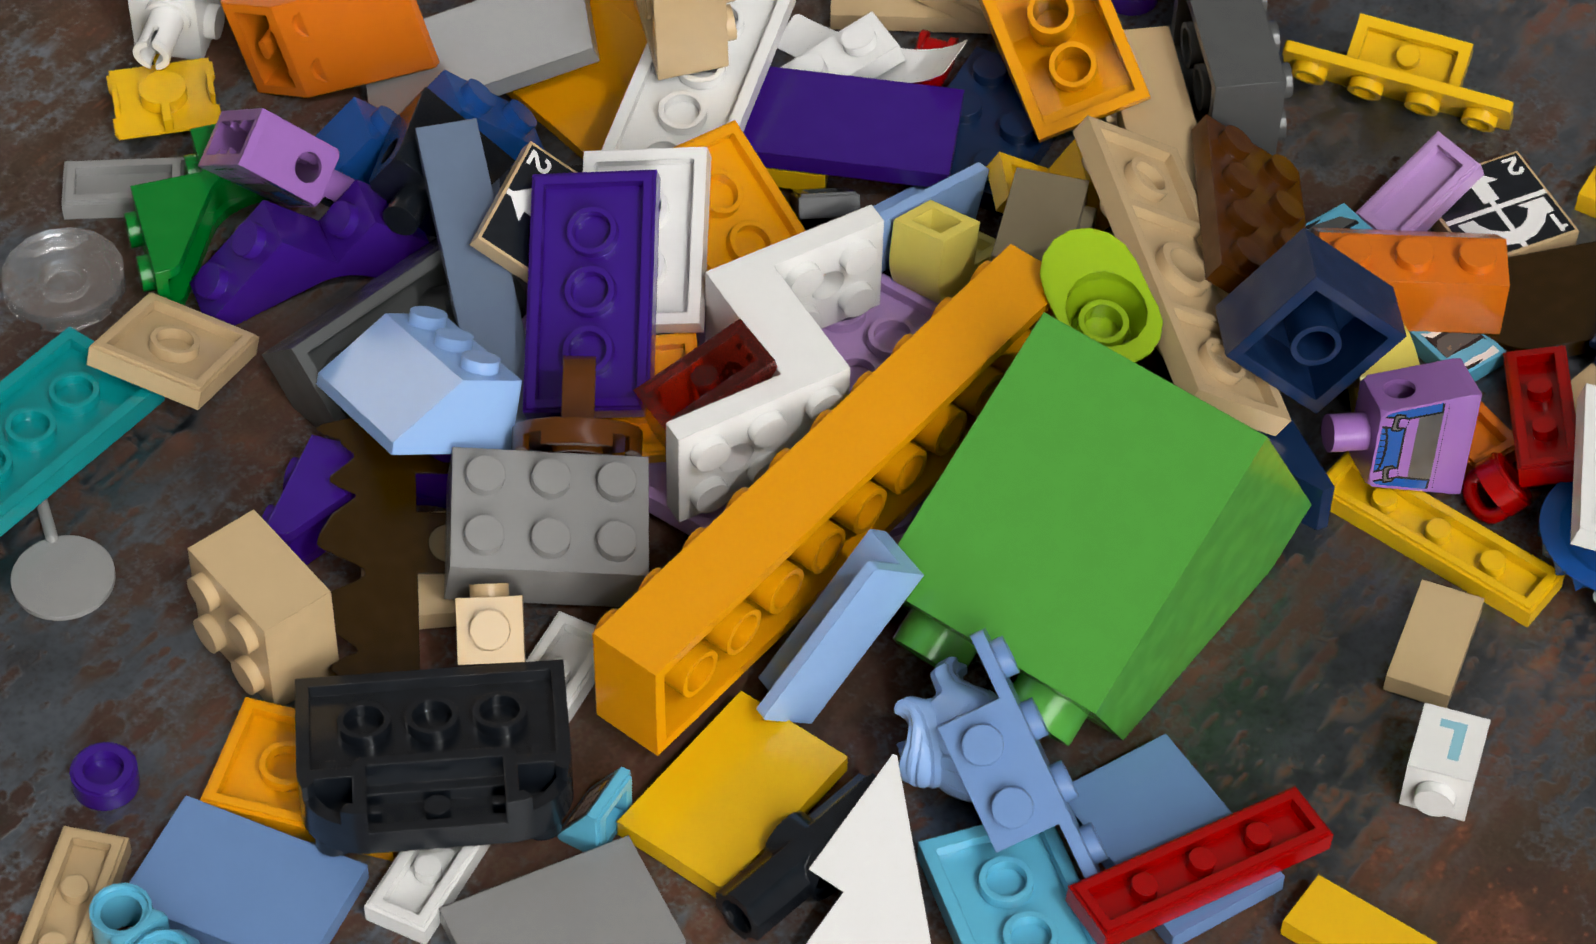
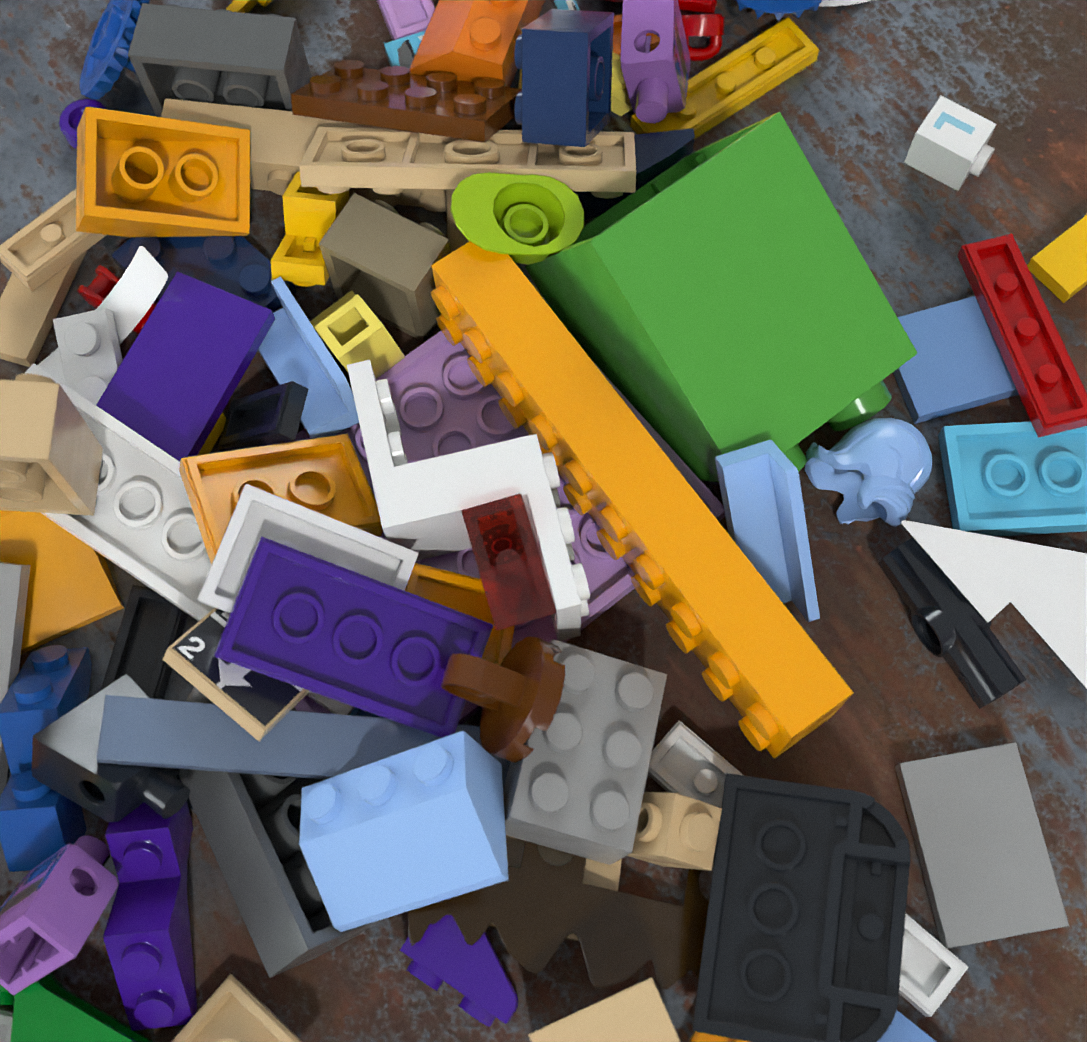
camera: 70 degrees left, 20 degrees up
(597, 813) = (870, 775): medium azure slope -> none
(730, 793) = (893, 675): yellow tile -> none
(1007, 768) = (942, 436): medium blue bracket -> none
(1433, 644) = (828, 120): tan tile -> none

